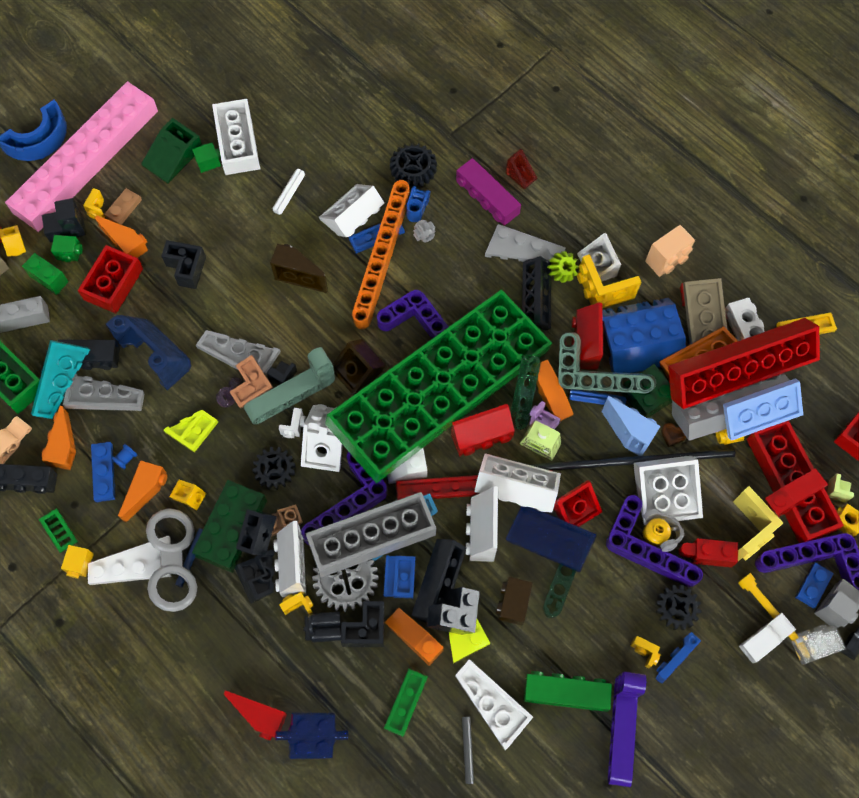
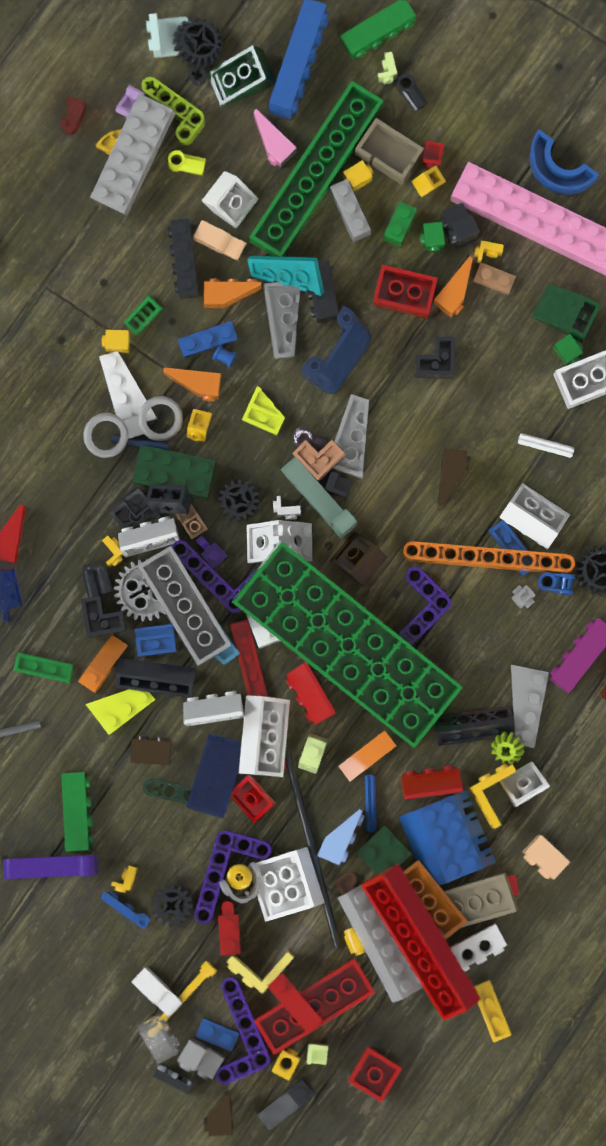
camera: 85 degrees right, 15 degrees up
(320, 504) = (212, 554): none -> dark purple plate
(458, 615) = (125, 701): brick -> none
(497, 708) = (50, 753): white wing -> none
(527, 392) = (383, 727): clear green beam -> none
(544, 417) = (336, 752): lavender bracket -> none
(597, 377) = (385, 797): sand green beam -> none
(763, 409) = (375, 965): light blue plate -> none

